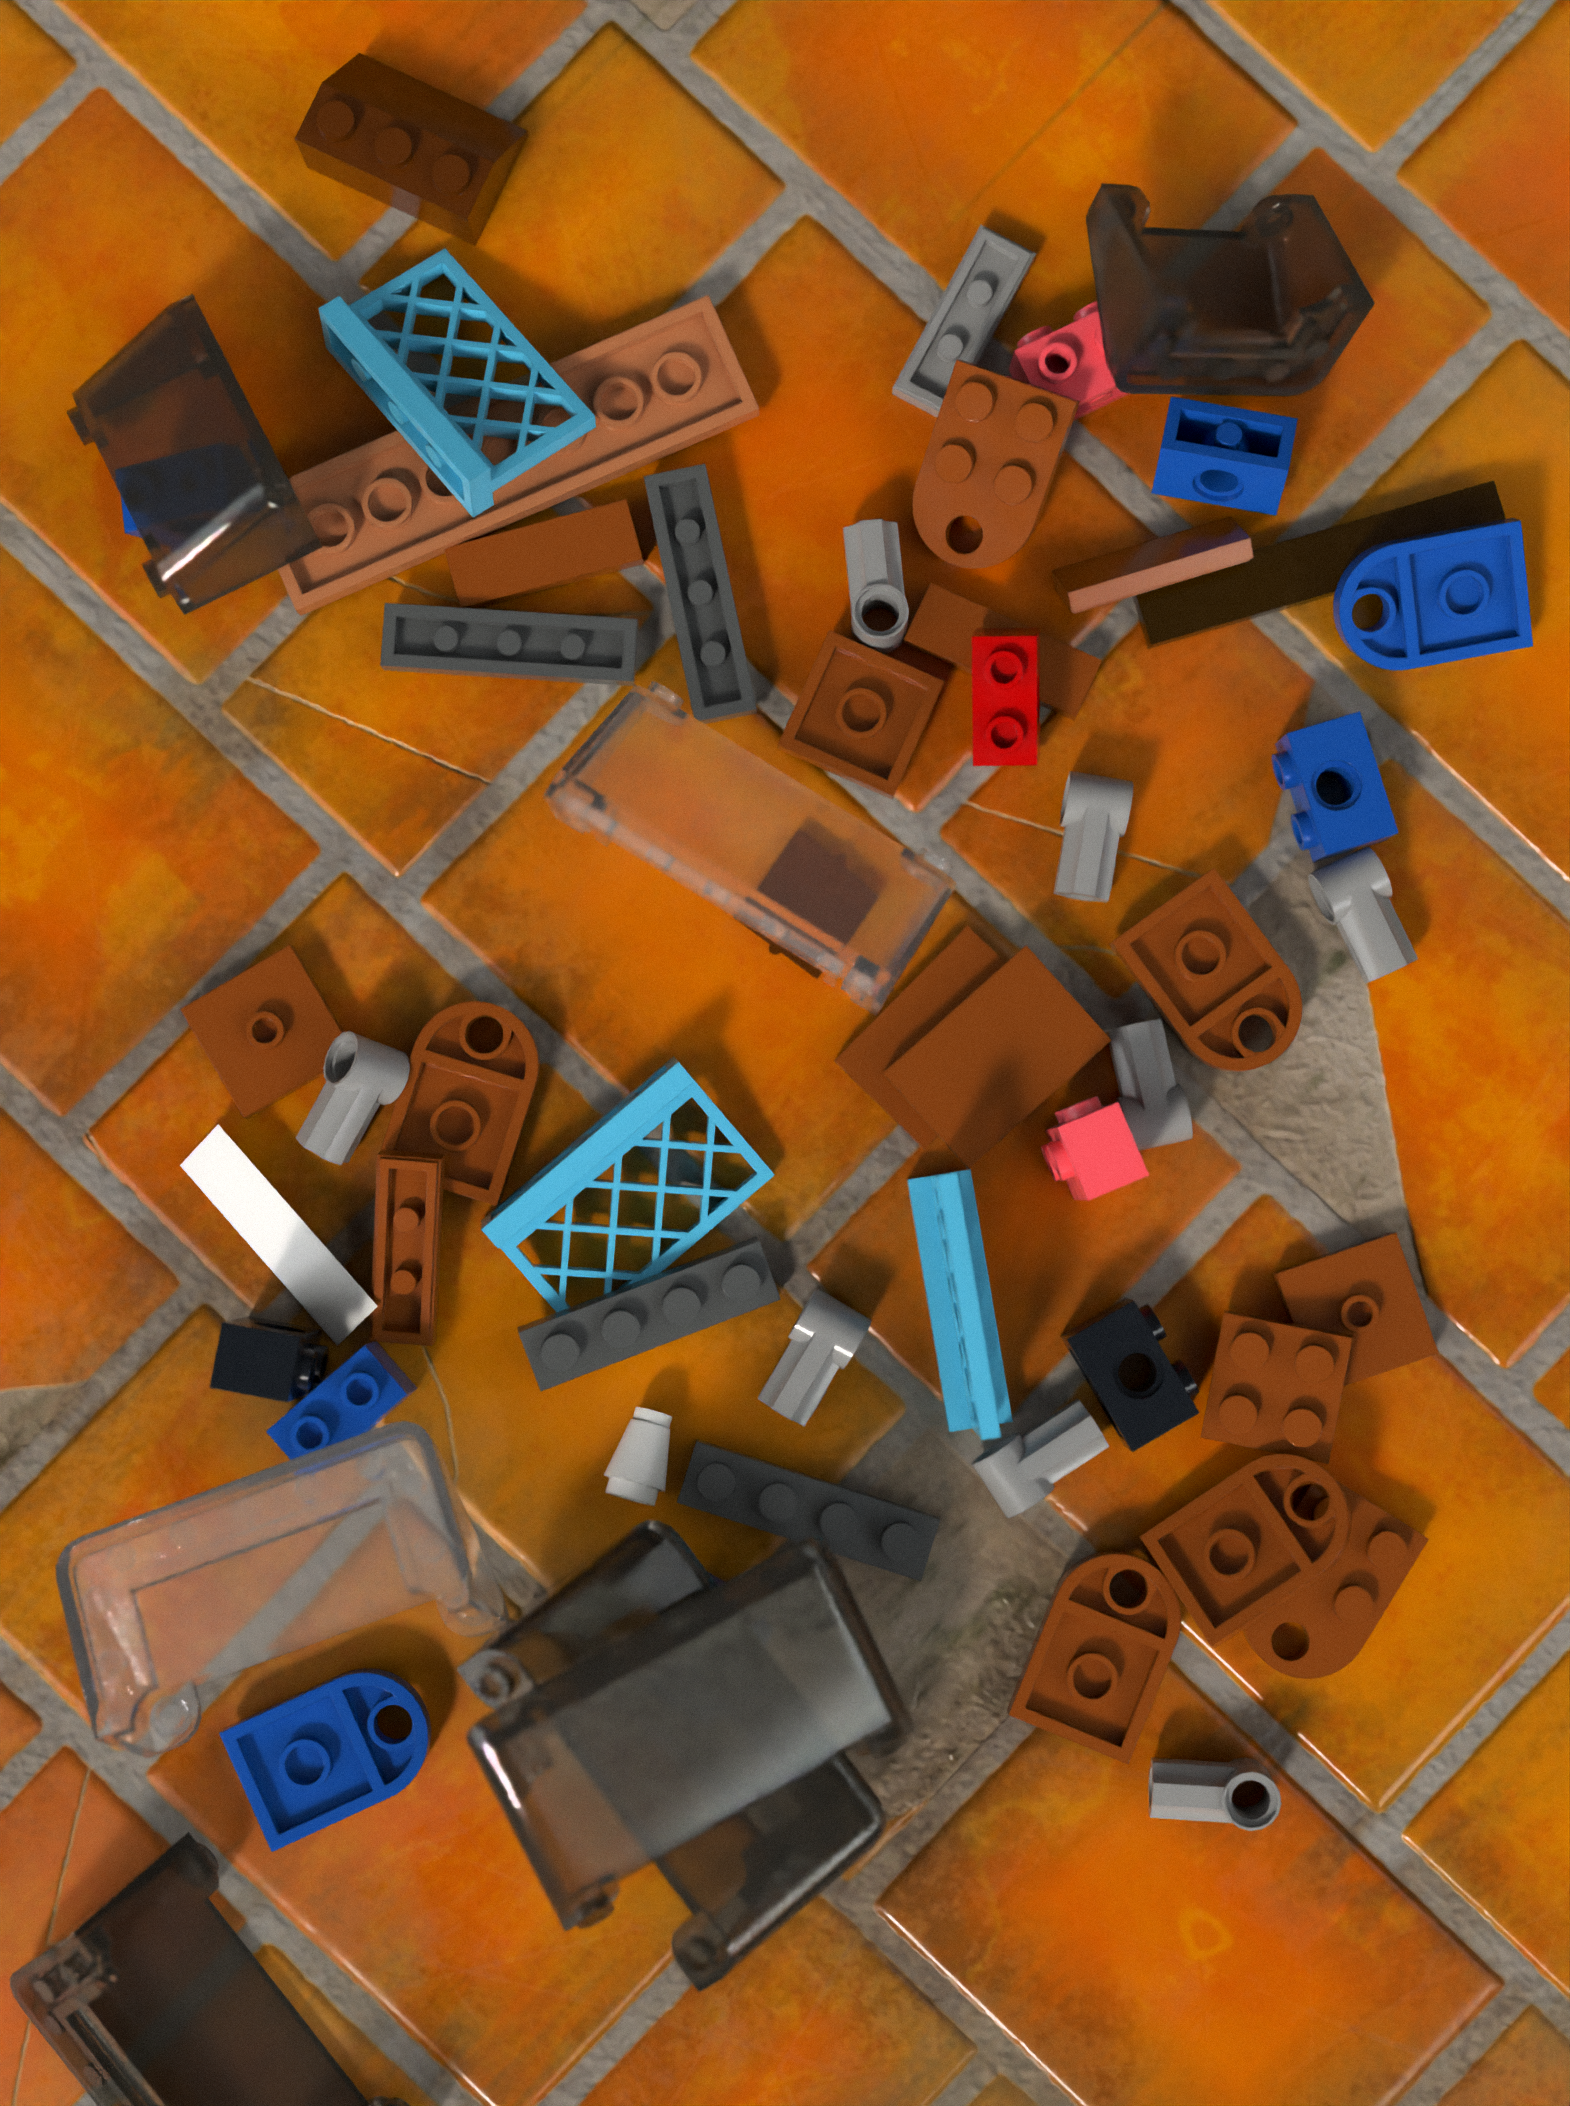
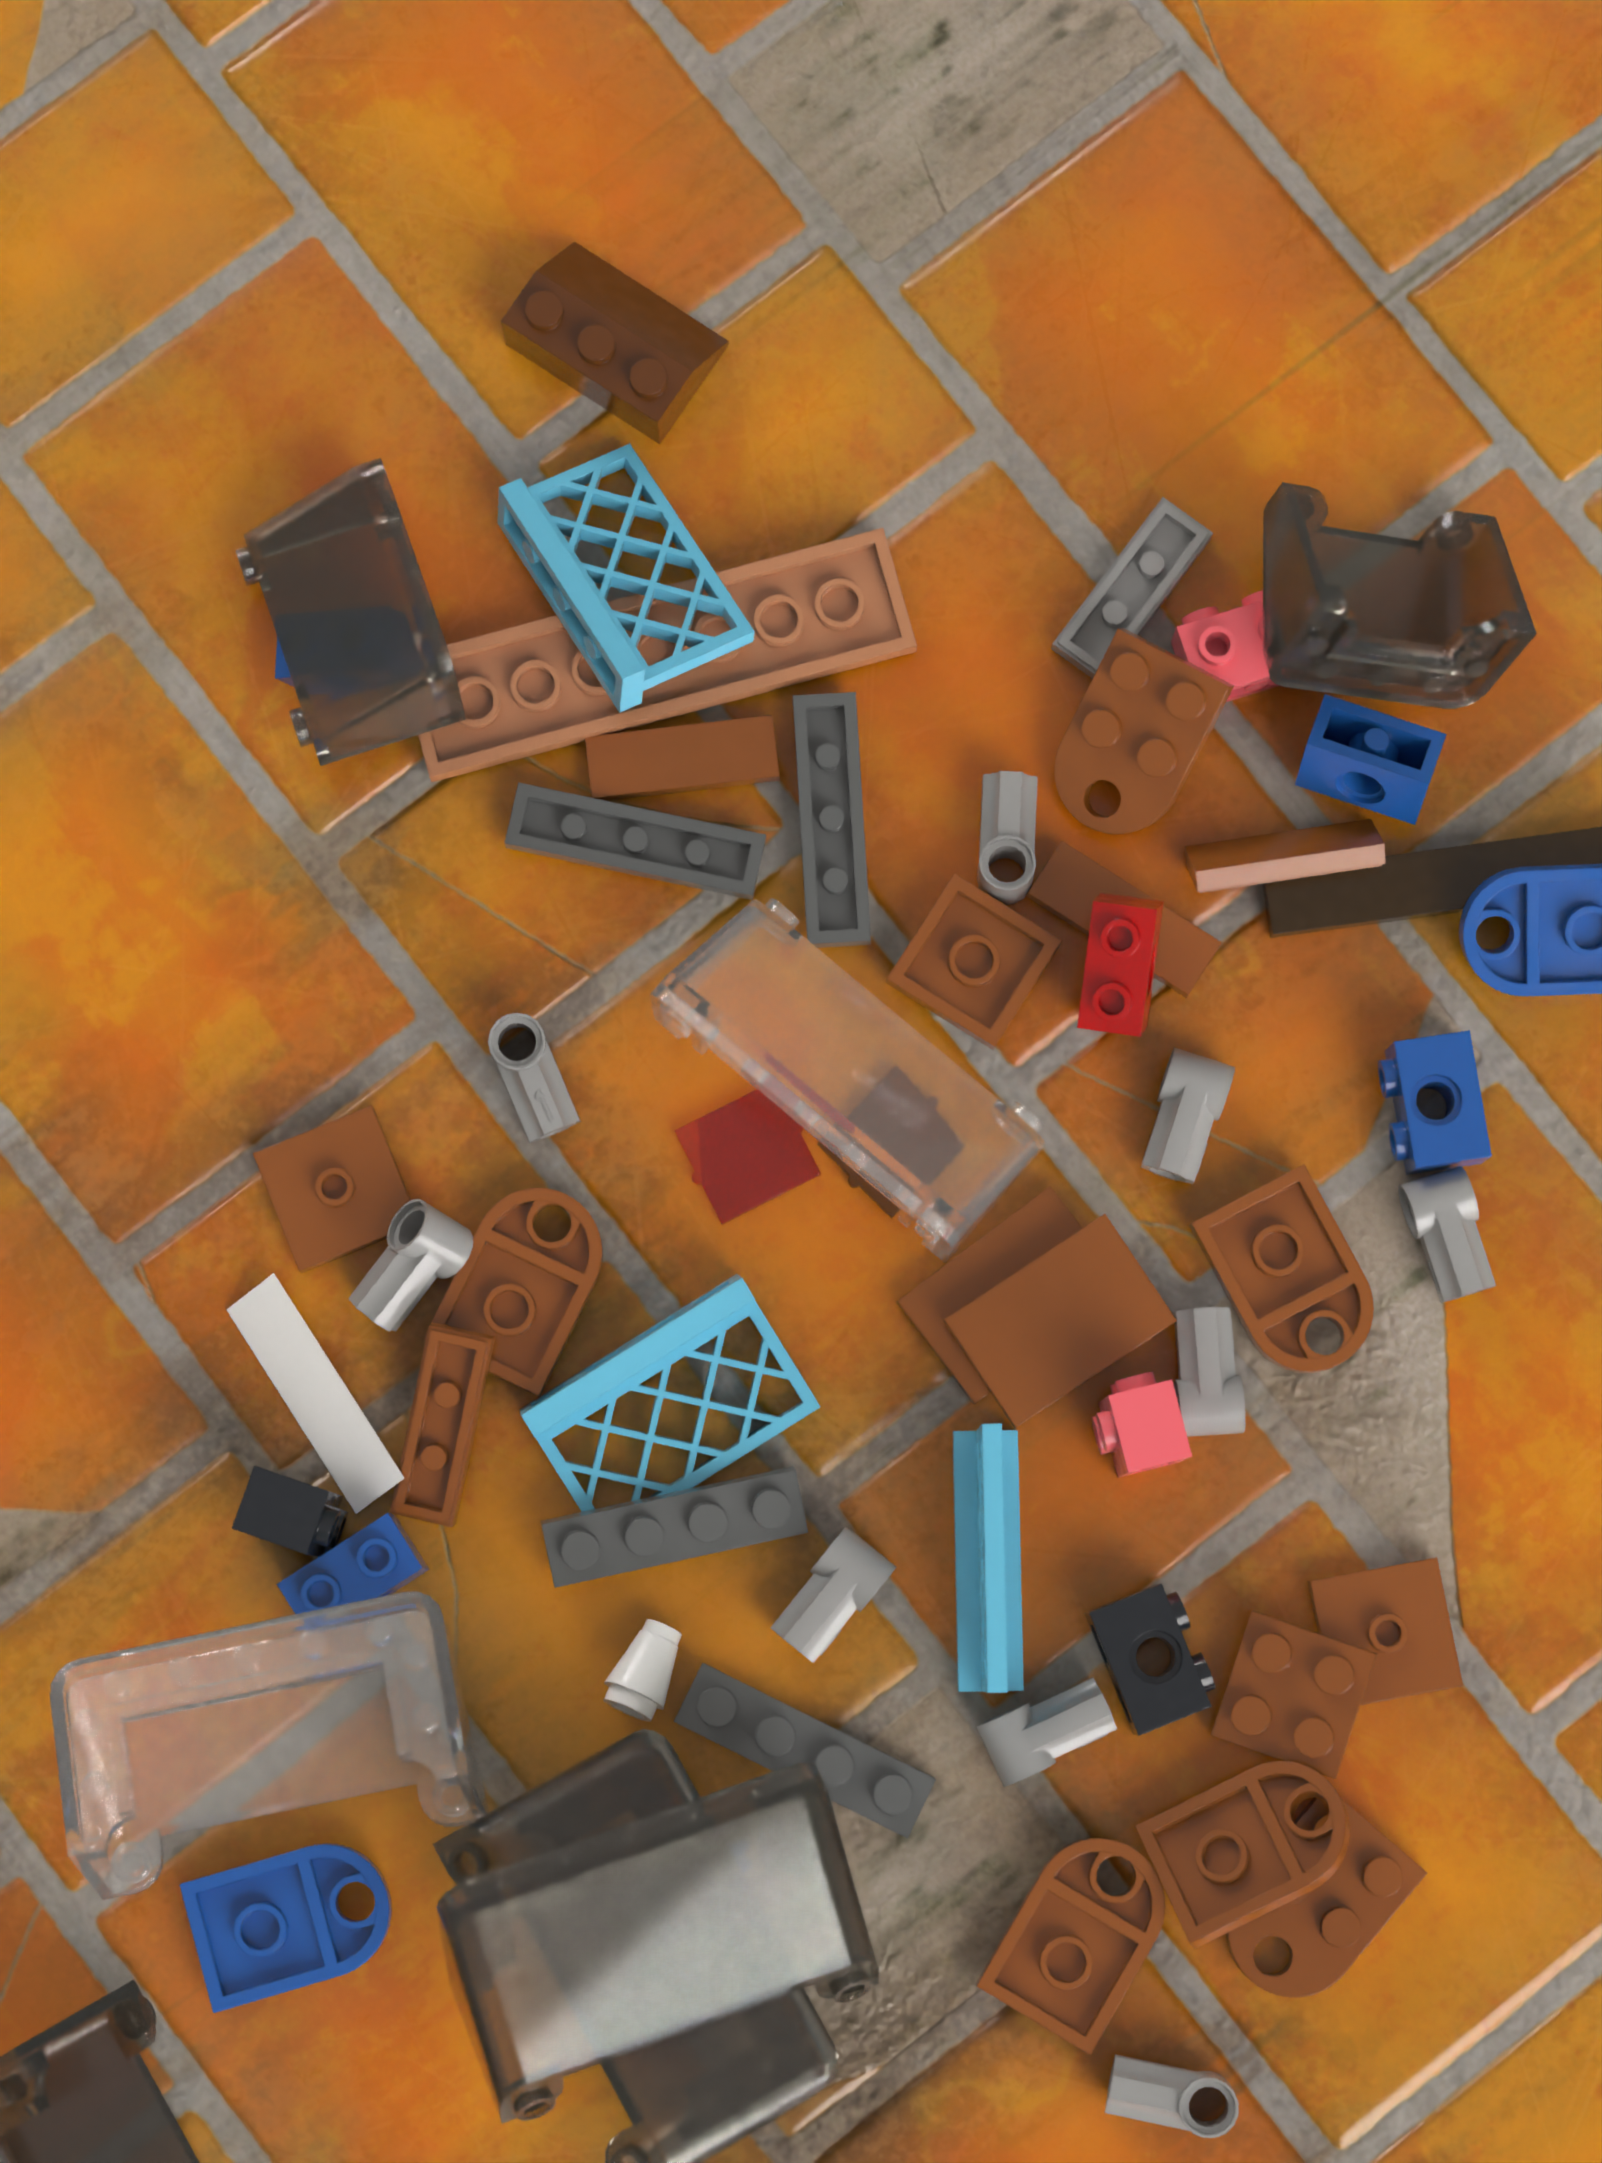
camera: 10 degrees right, 5 degrees down
(445, 898) = (533, 1083): none -> light grey piece
(665, 939) = (746, 1155): none -> clear red piece

